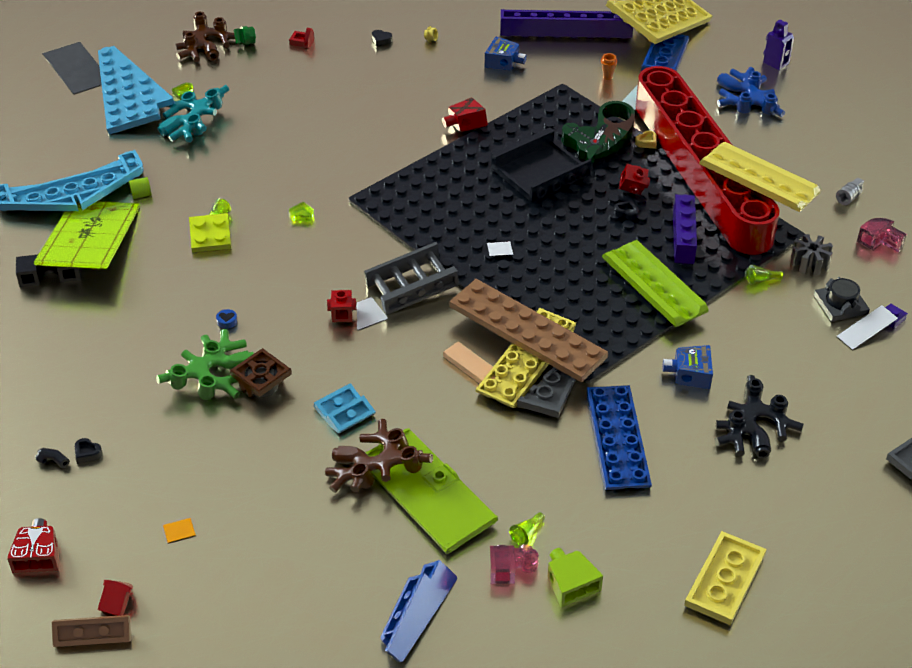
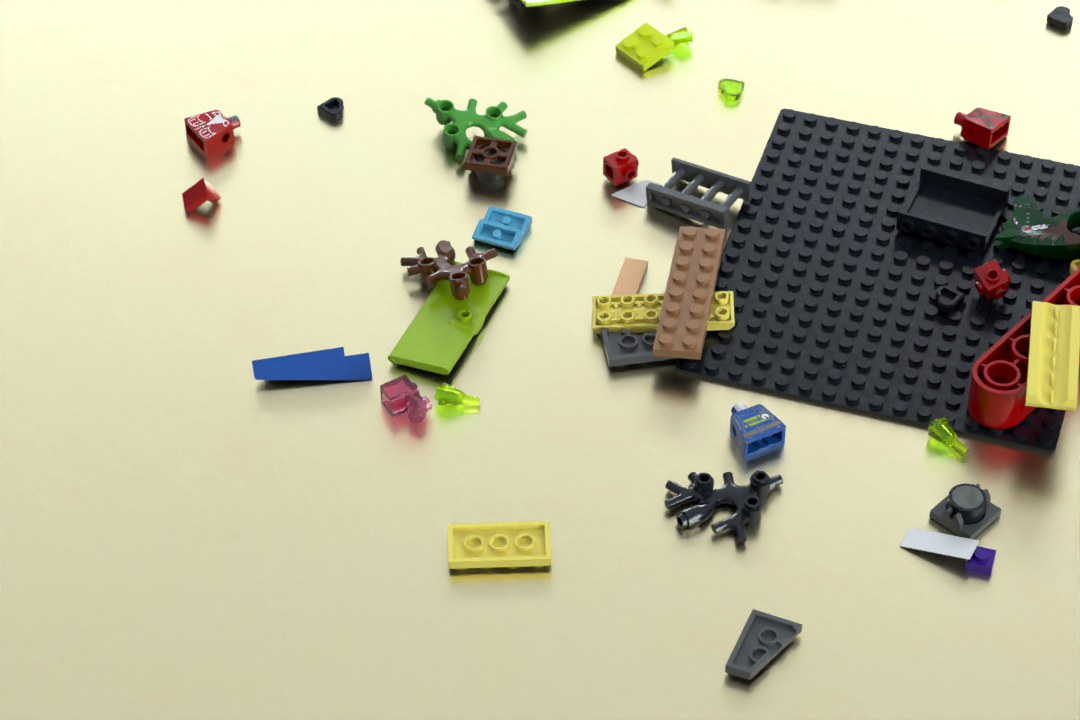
camera: 60 degrees right, 0 degrees up
(53, 454) = (312, 93): black arm -> none
(91, 630) = (158, 199): medium nougat plate -> none
(179, 530) = (295, 200): light orange sticker -> none
(226, 318) = (548, 110): blue tile -> none
(499, 248) = (802, 235): white sticker -> none
(572, 576) = (418, 443): lime torso -> none
(618, 438) = (618, 415): blue plate -> none
(656, 283) = (848, 358): lime plate -> none
(684, 229) = (949, 346): dark purple brick -> none
(811, 254) = (1016, 462): flat silver gear -> none

